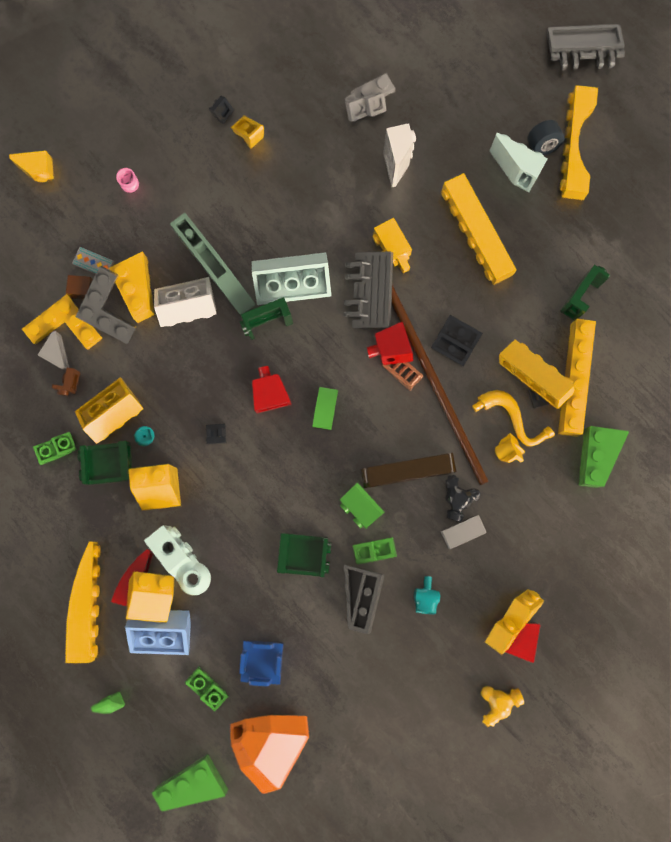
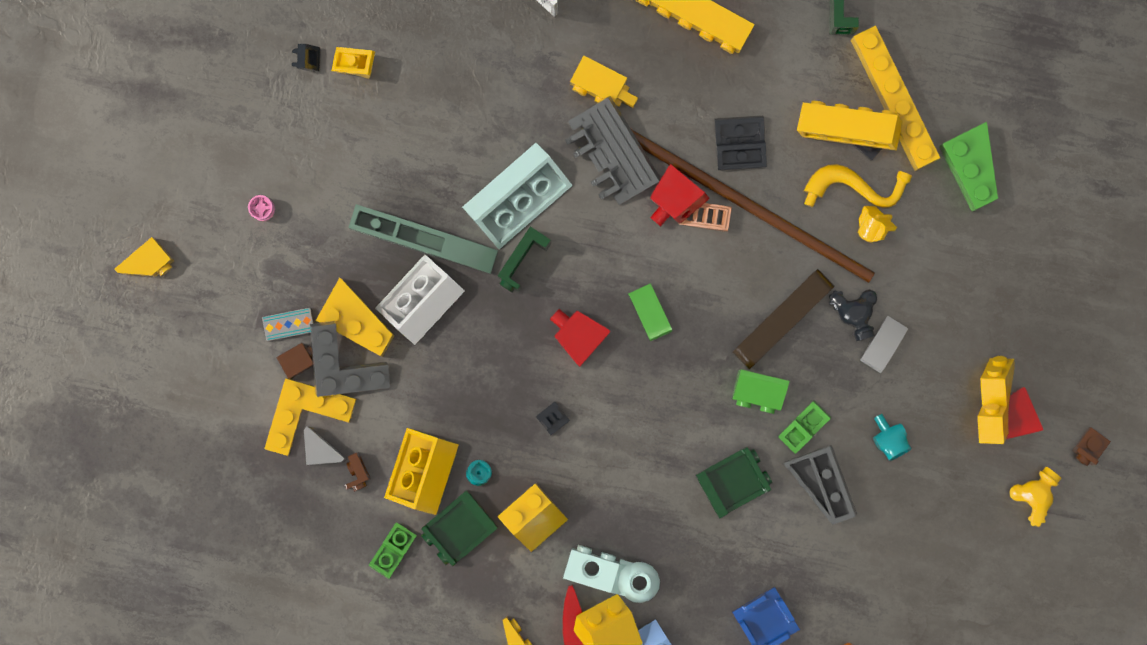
camera: 30 degrees left, 5 degrees up
(557, 696) = (1090, 447): none -> reddish brown bracket

